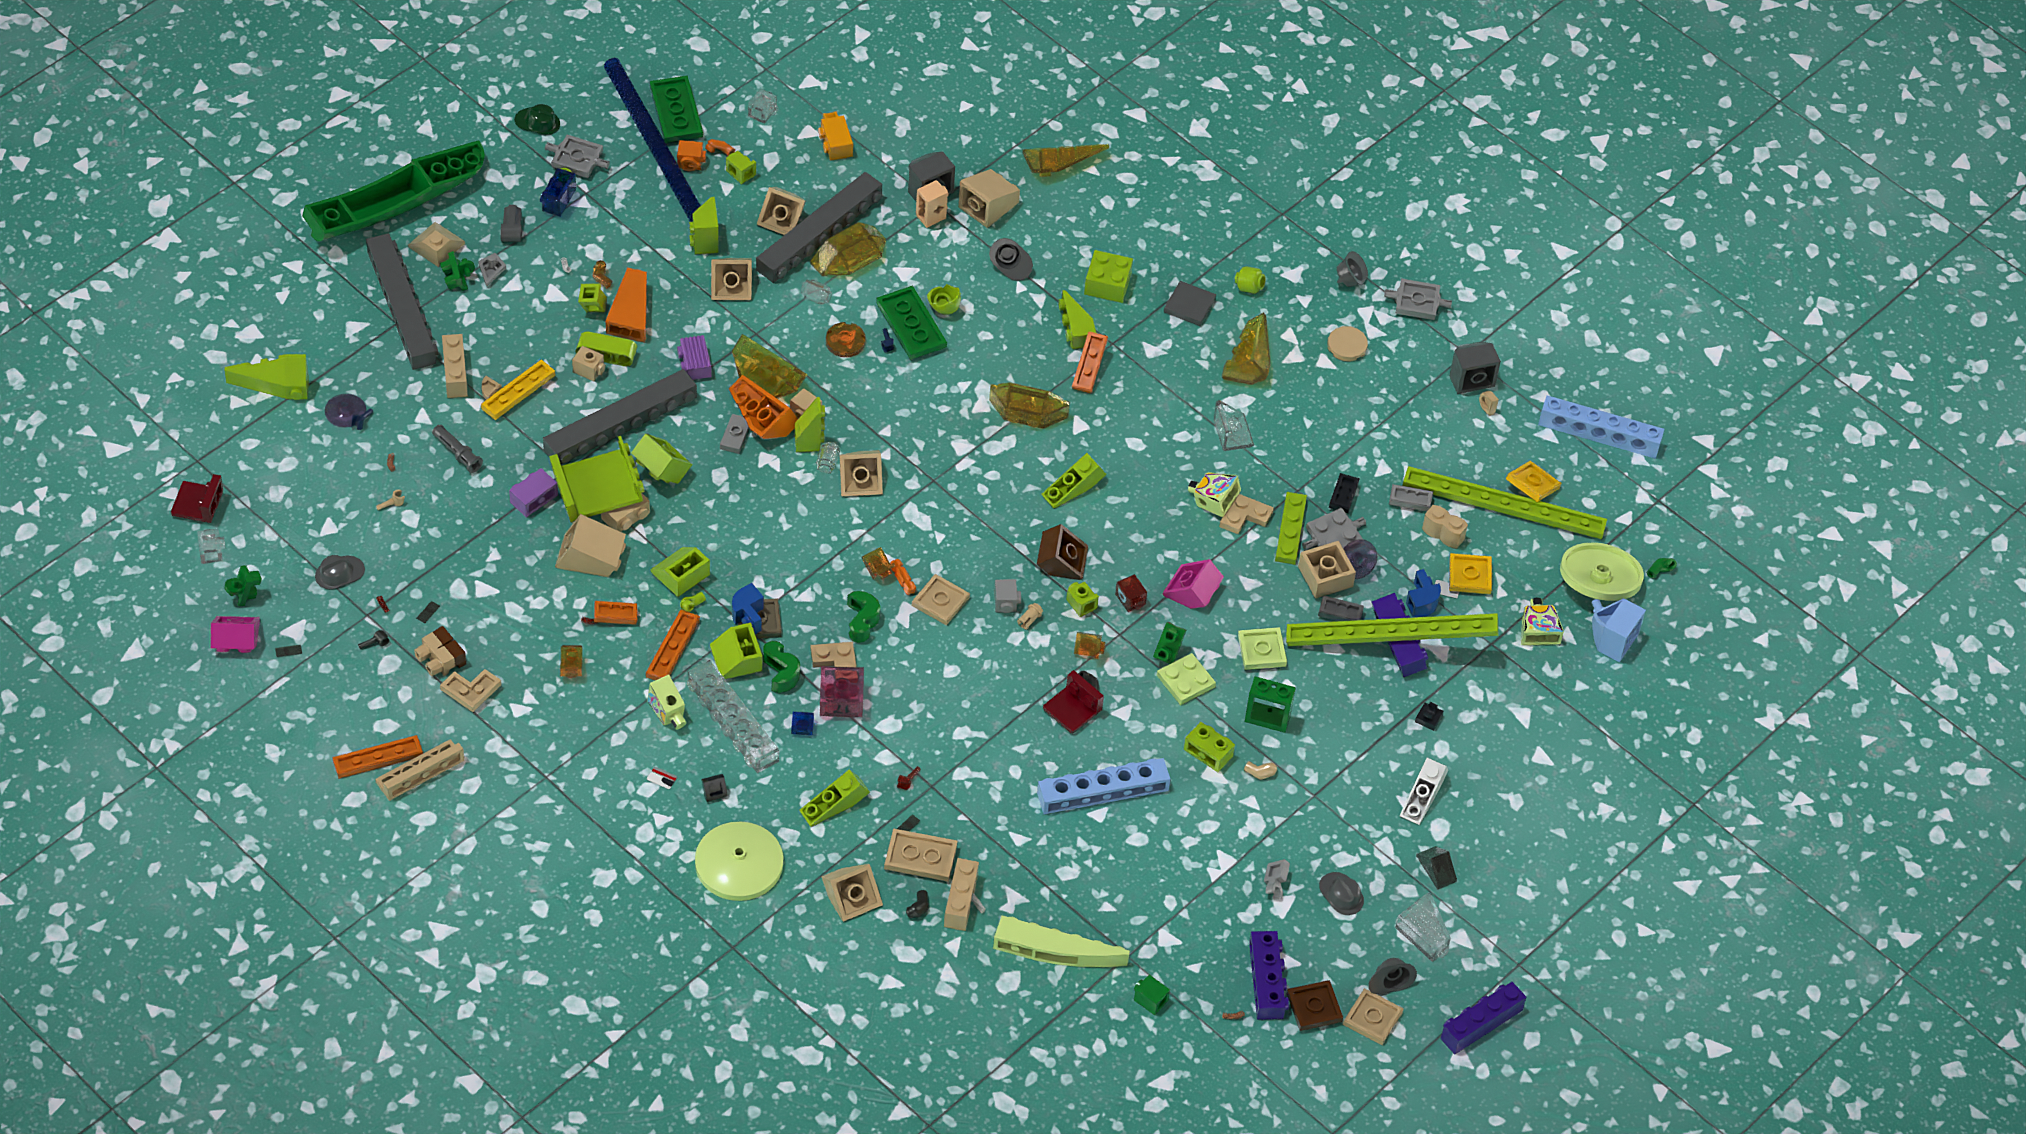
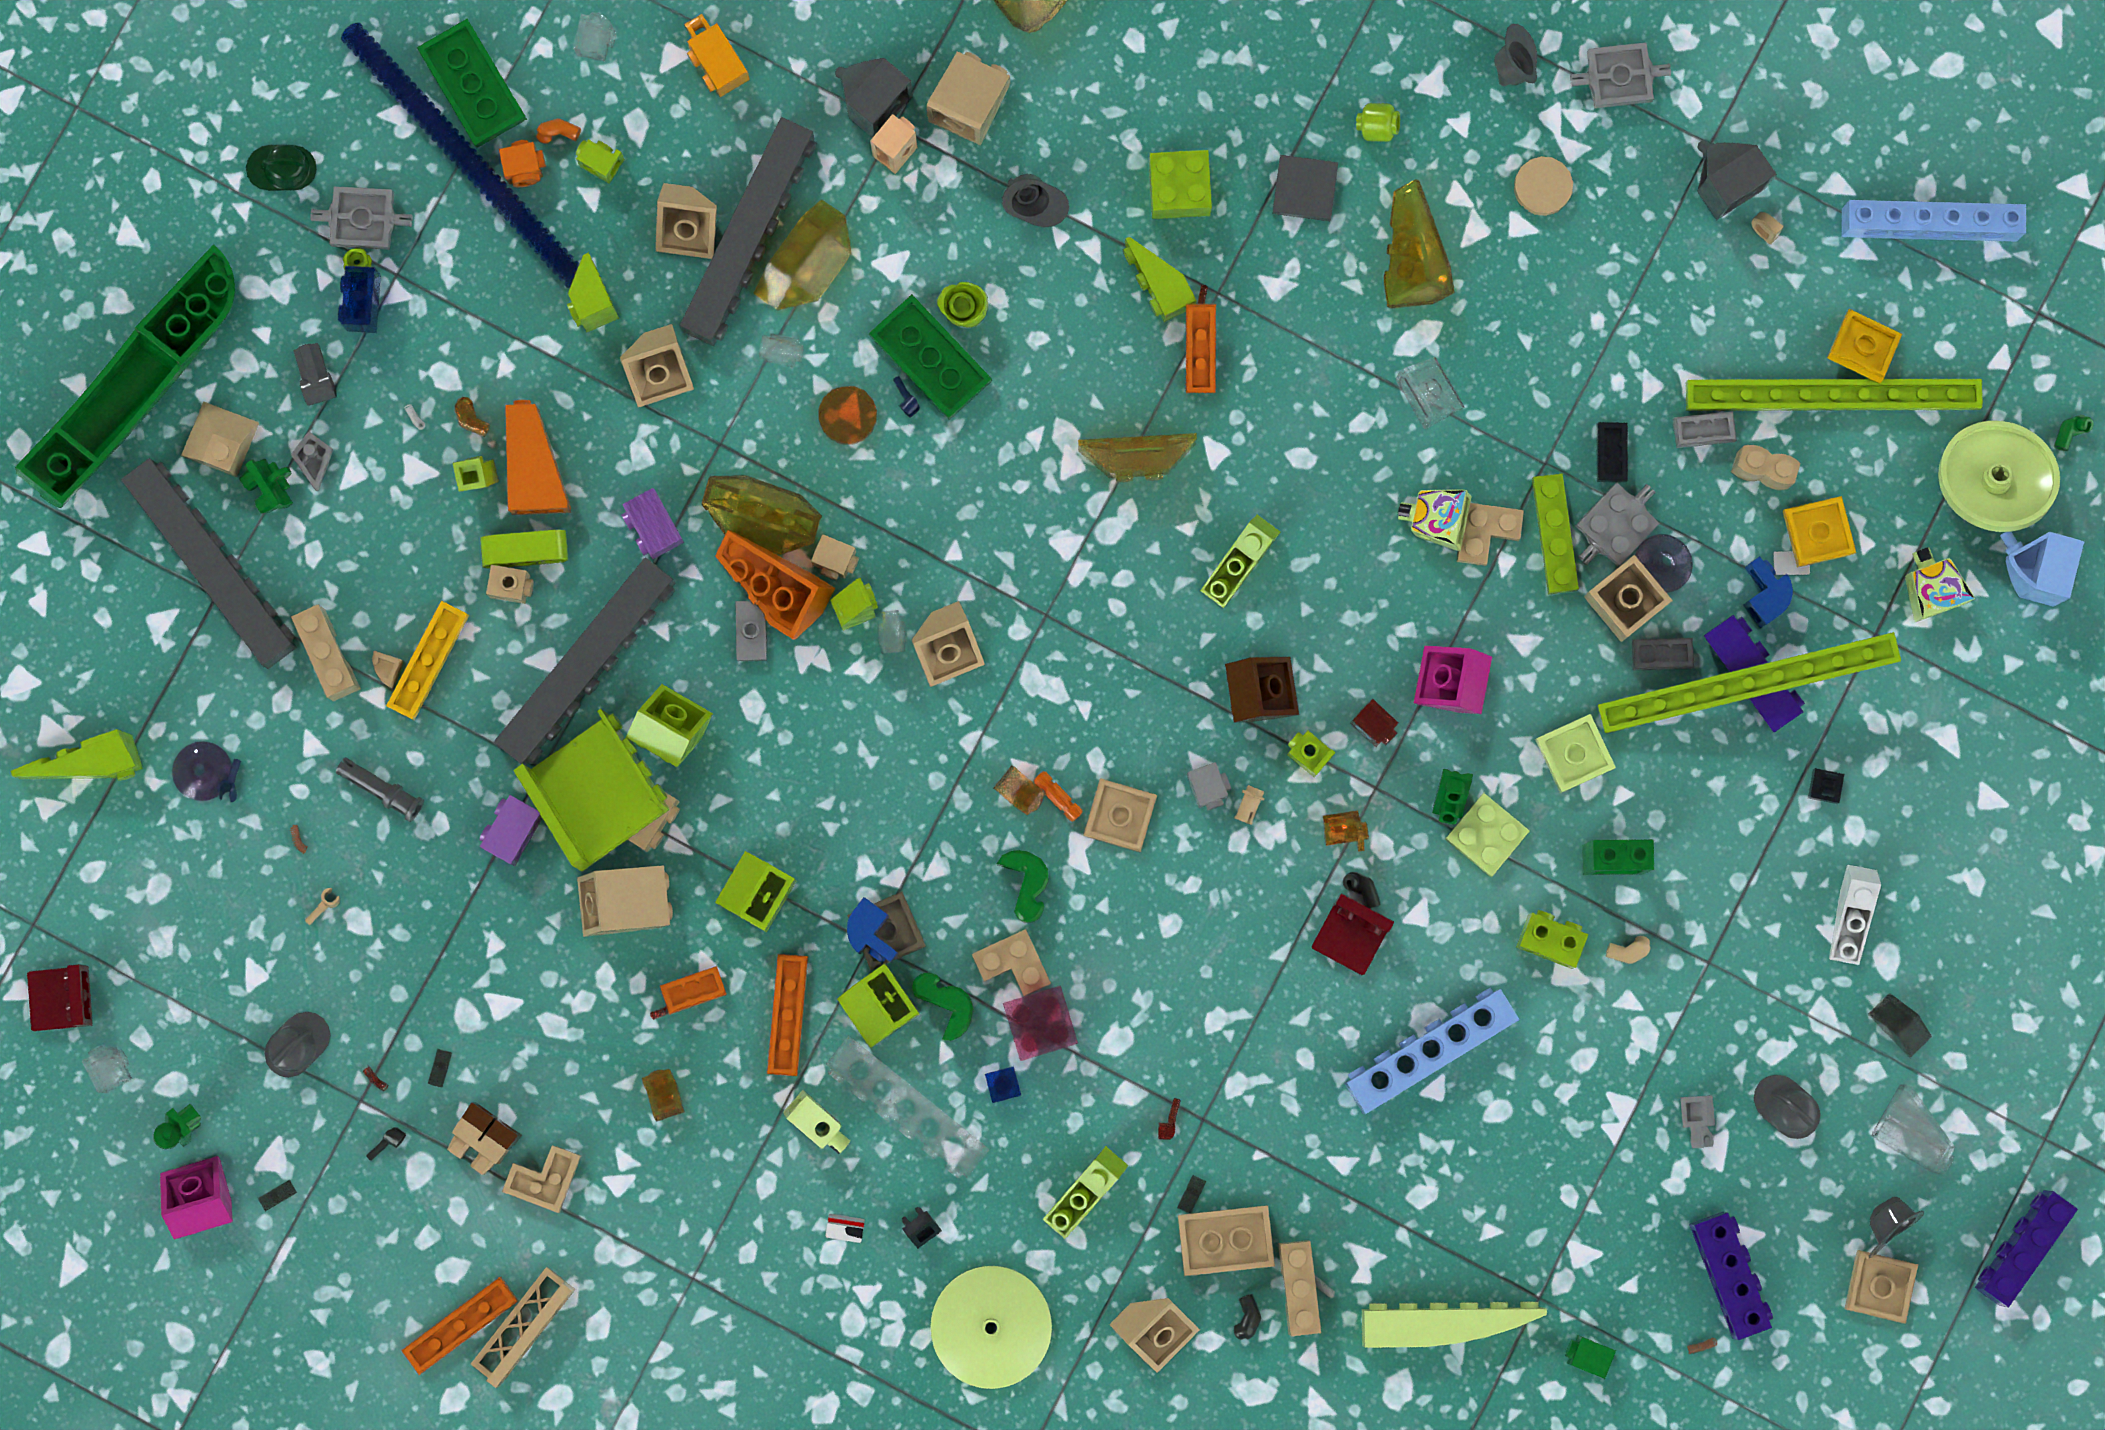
camera: 15 degrees left, 30 degrees up
(689, 603) = (788, 934): lime arm -> none
(1314, 1005) = (1803, 1299): reddish brown plate -> none

